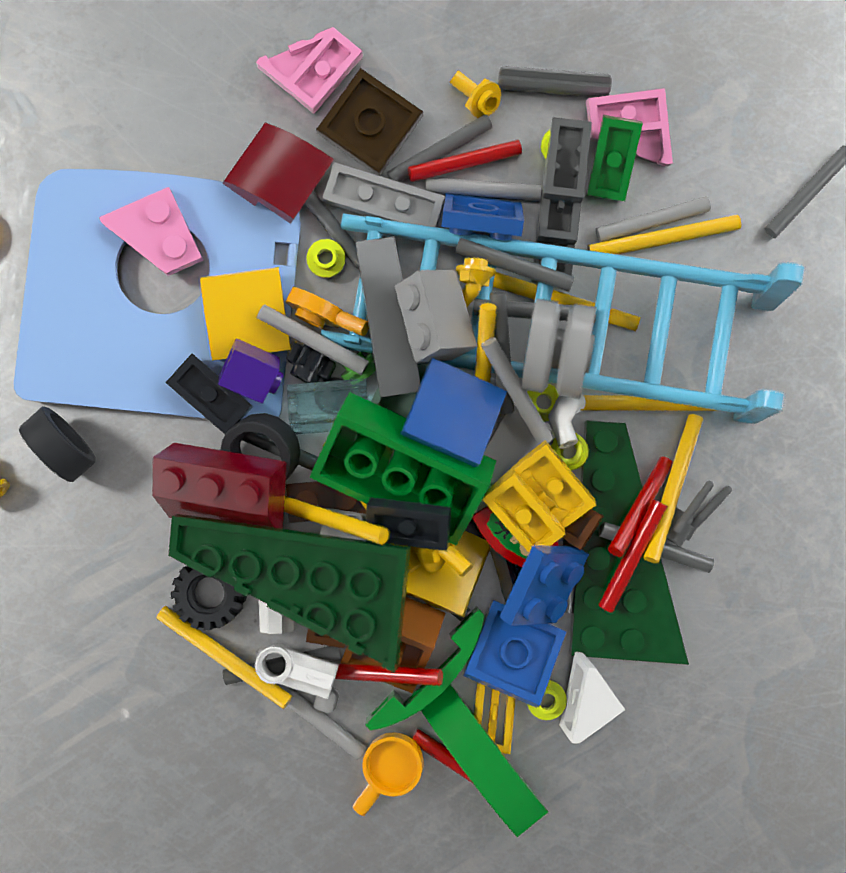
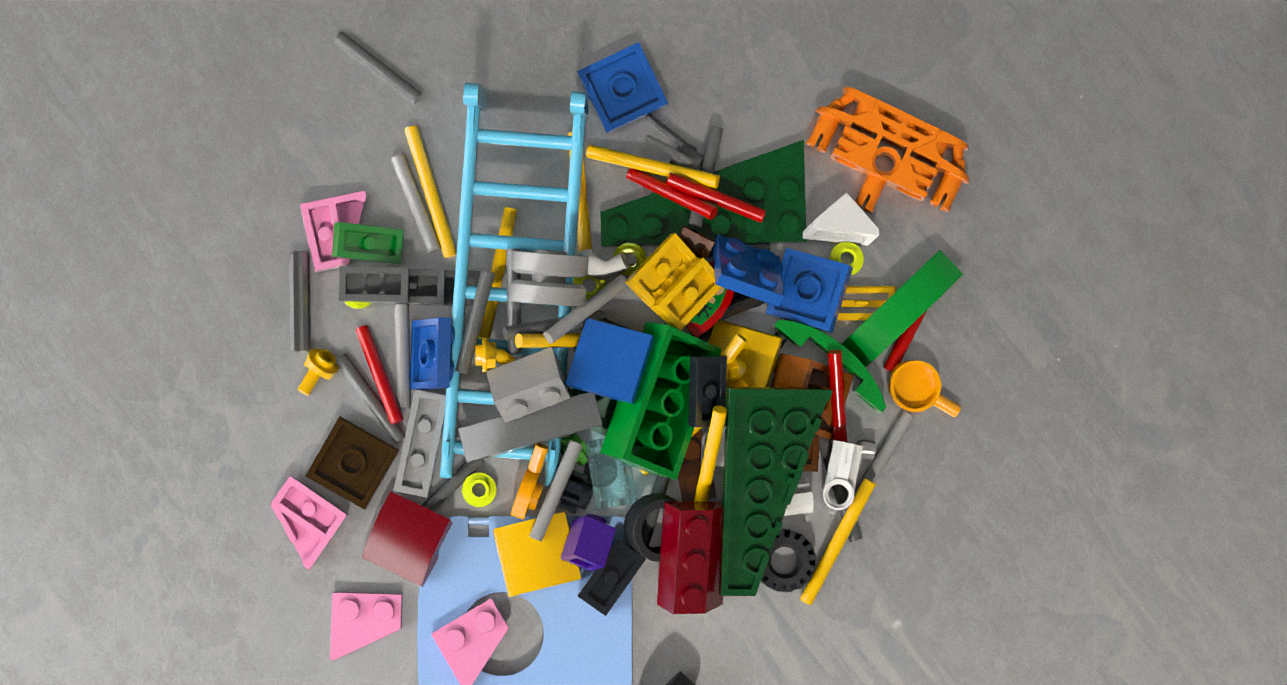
camera: 90 degrees left, 0 degrees up
(196, 118) = (362, 620): none -> bright pink wing
(674, 788) = (899, 131): none -> orange piece
(765, 462) = (622, 88): none -> blue plate

